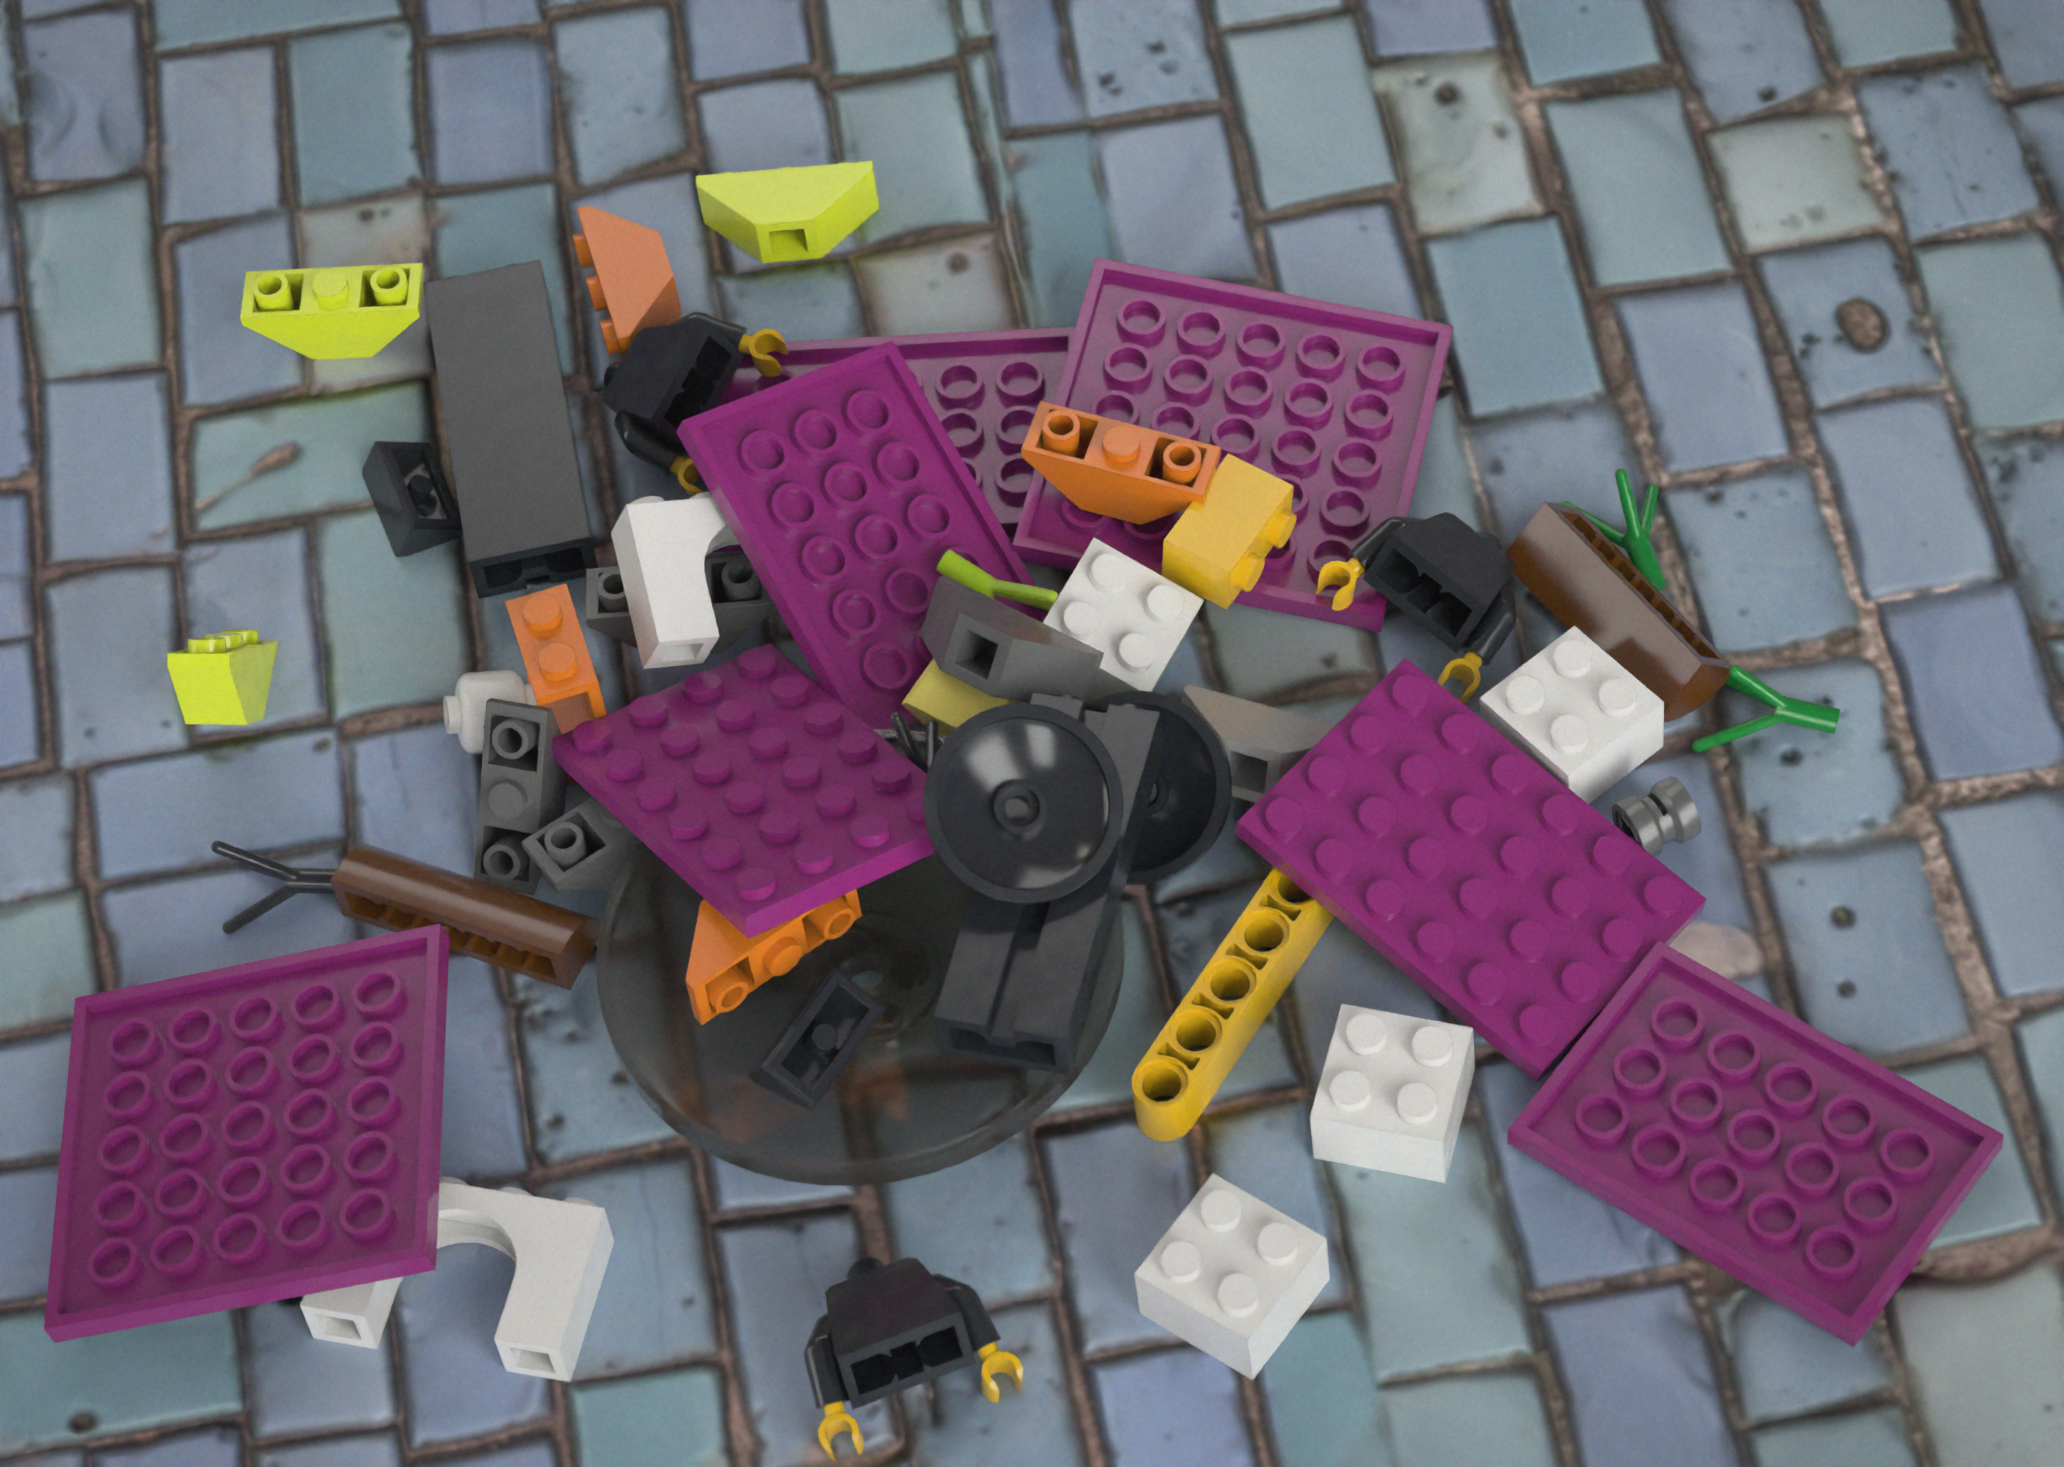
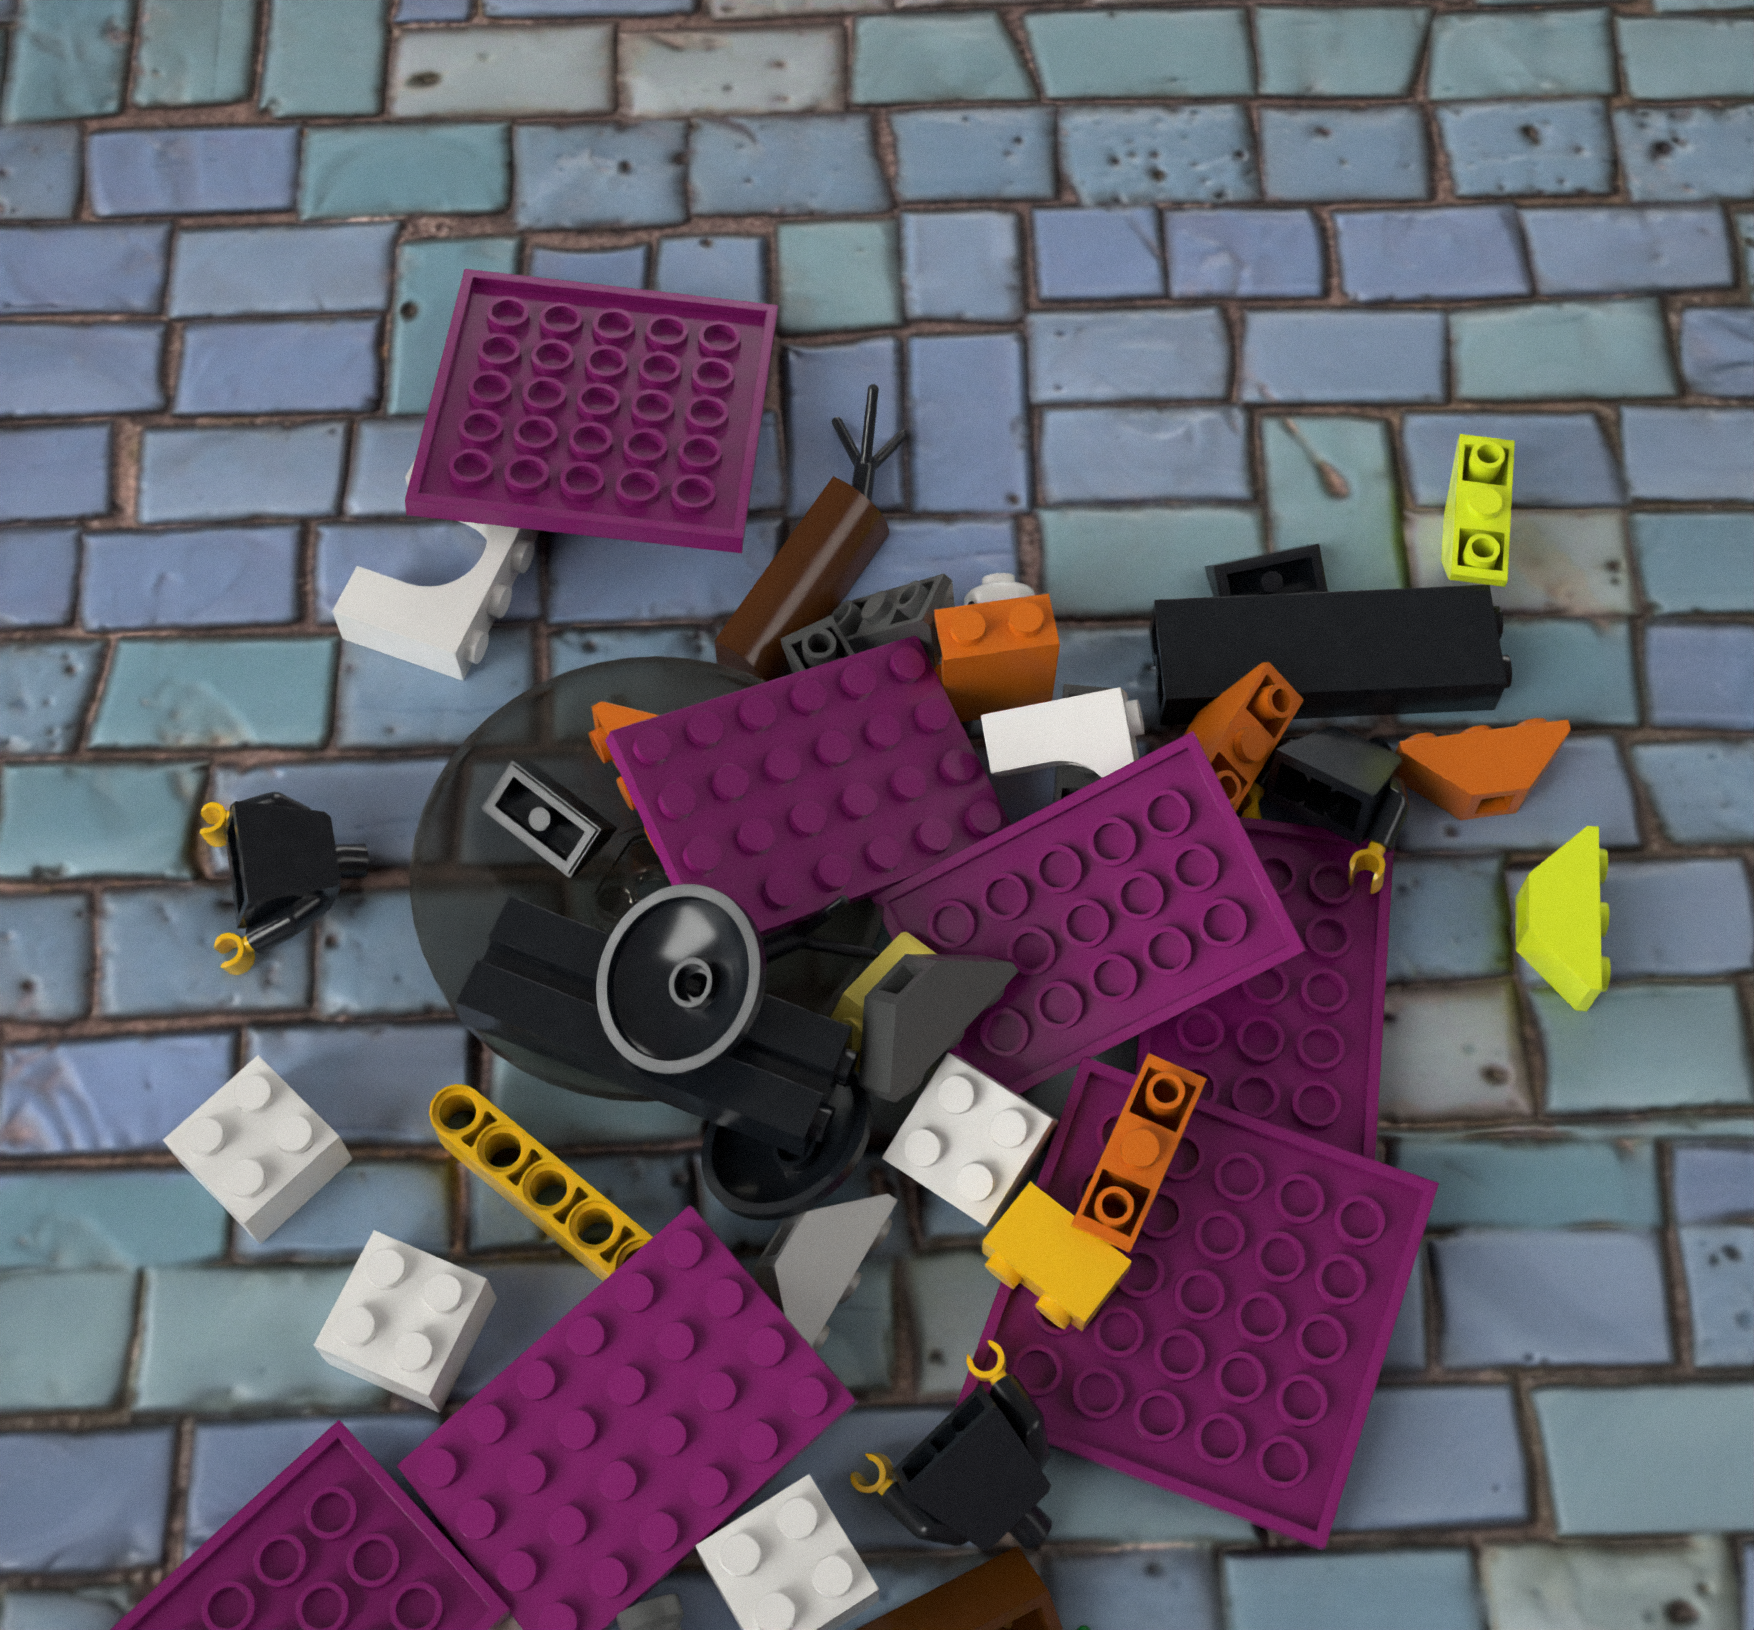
camera: 90 degrees right, 10 degrees up
(223, 677) = (1073, 417): neon yellow slope -> none
(622, 466) = (1245, 727): none -> orange slope
(968, 574) = (1015, 1028): lime plant -> none

